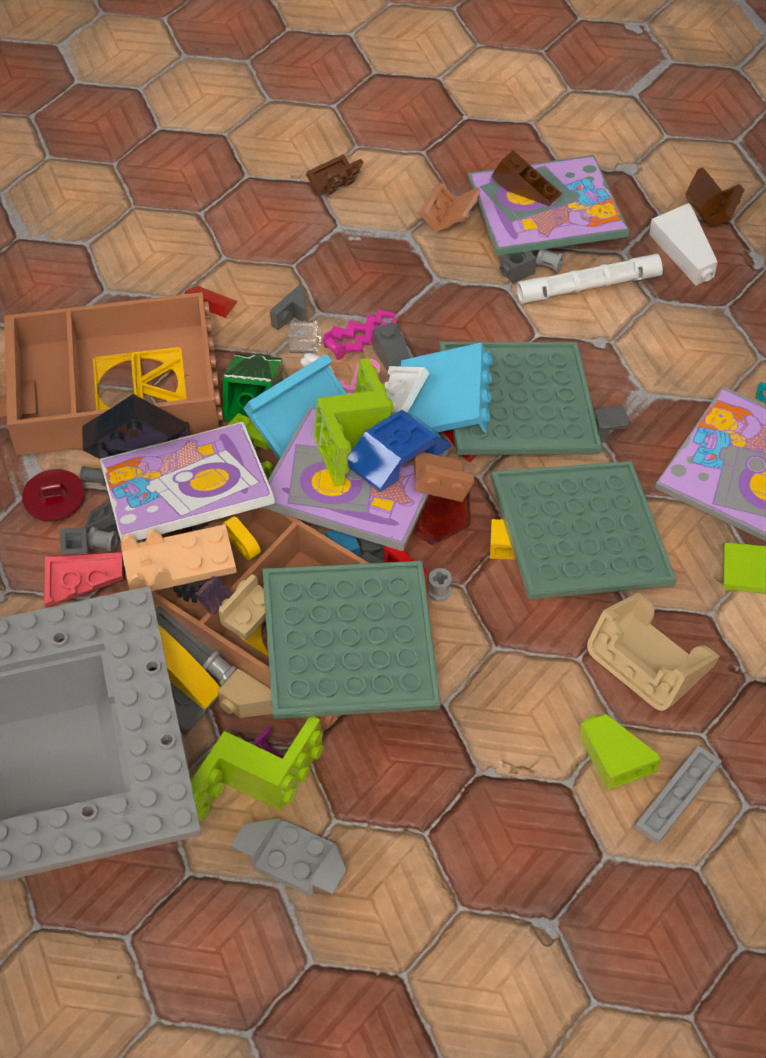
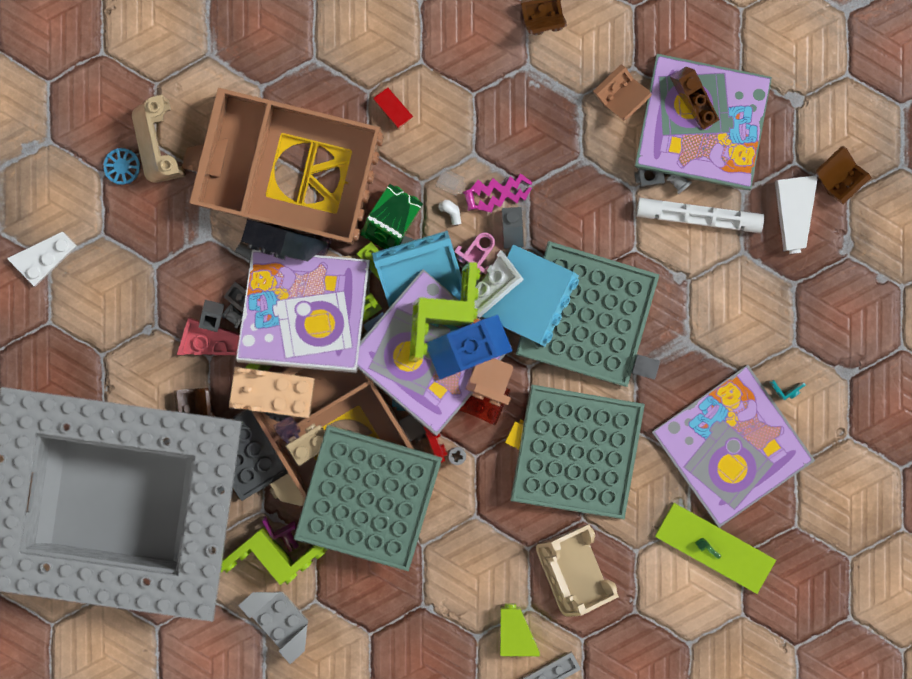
camera: 25 degrees right, 35 degrees up
(53, 495) = (211, 257): dark red shield -> none
(187, 672) = (252, 465): yellow slope -> none
(219, 667) = (277, 468): light grey bush -> none
(242, 538) = (323, 385): yellow beam -> none
(291, 306) = (457, 145): dark grey slope -> none

